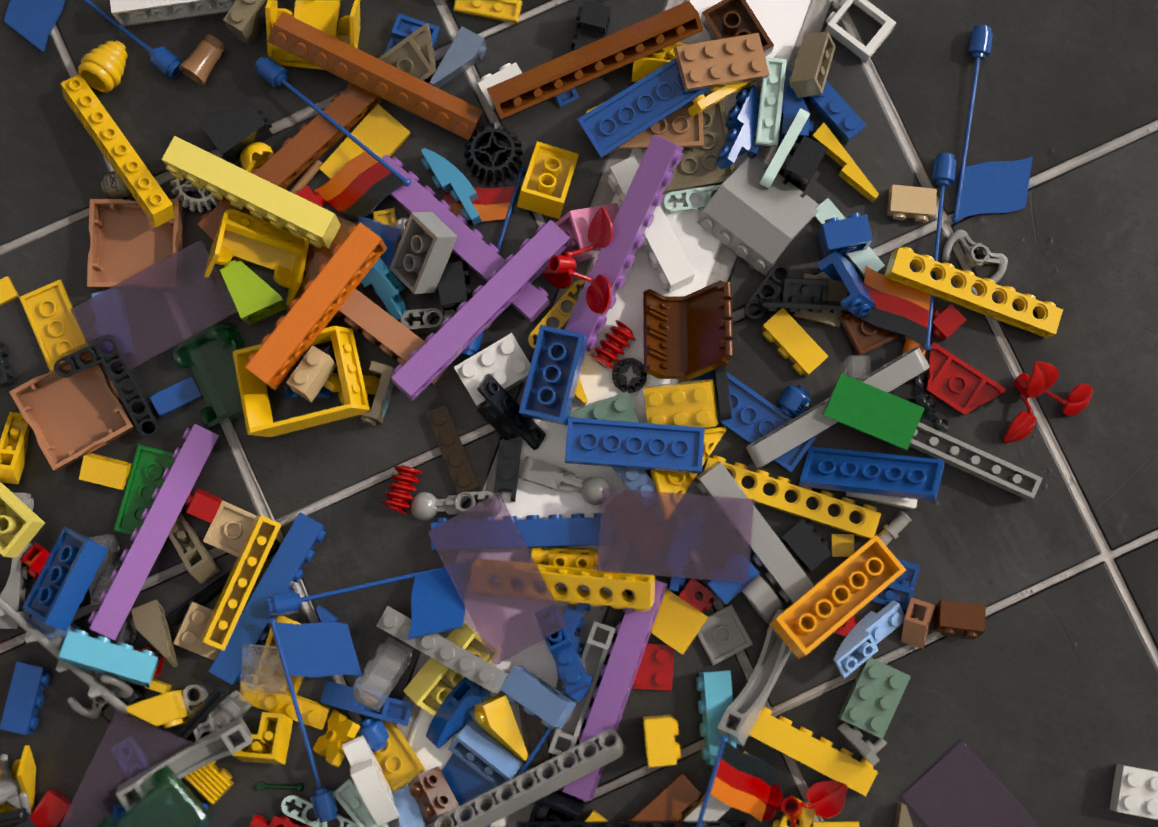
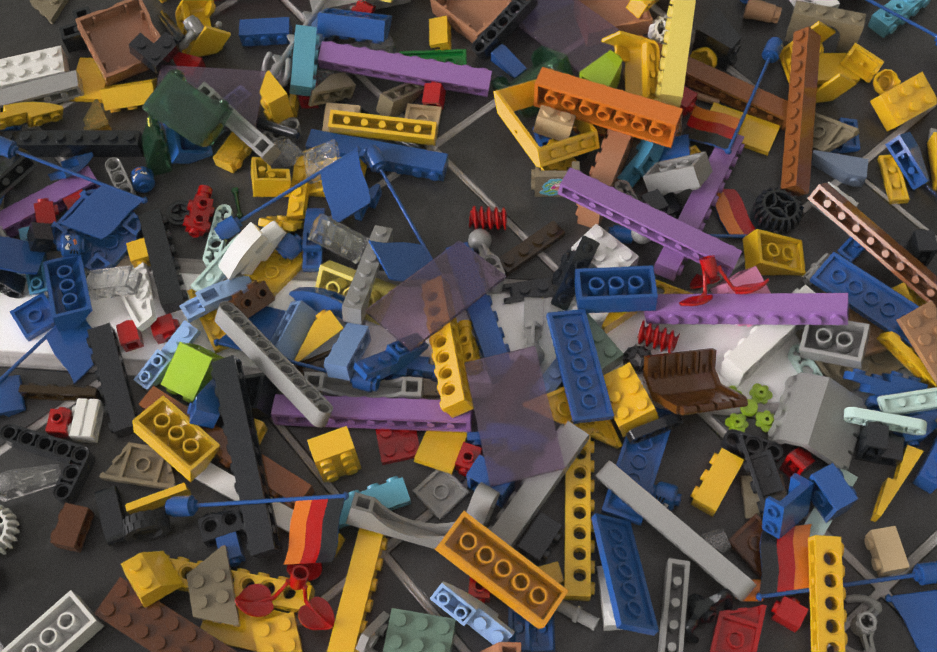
camera: 75 degrees right, 20 degrees down
(449, 178) = (741, 189): dark azure slope -> none
(579, 139) = (814, 267): none -> light grey axle
(697, 158) = (836, 343): none -> light grey brick
(720, 273) = (752, 409): none -> lime plant
(800, 253) = (797, 462): none -> red slope
(873, 411) = (680, 557): green tile -> none

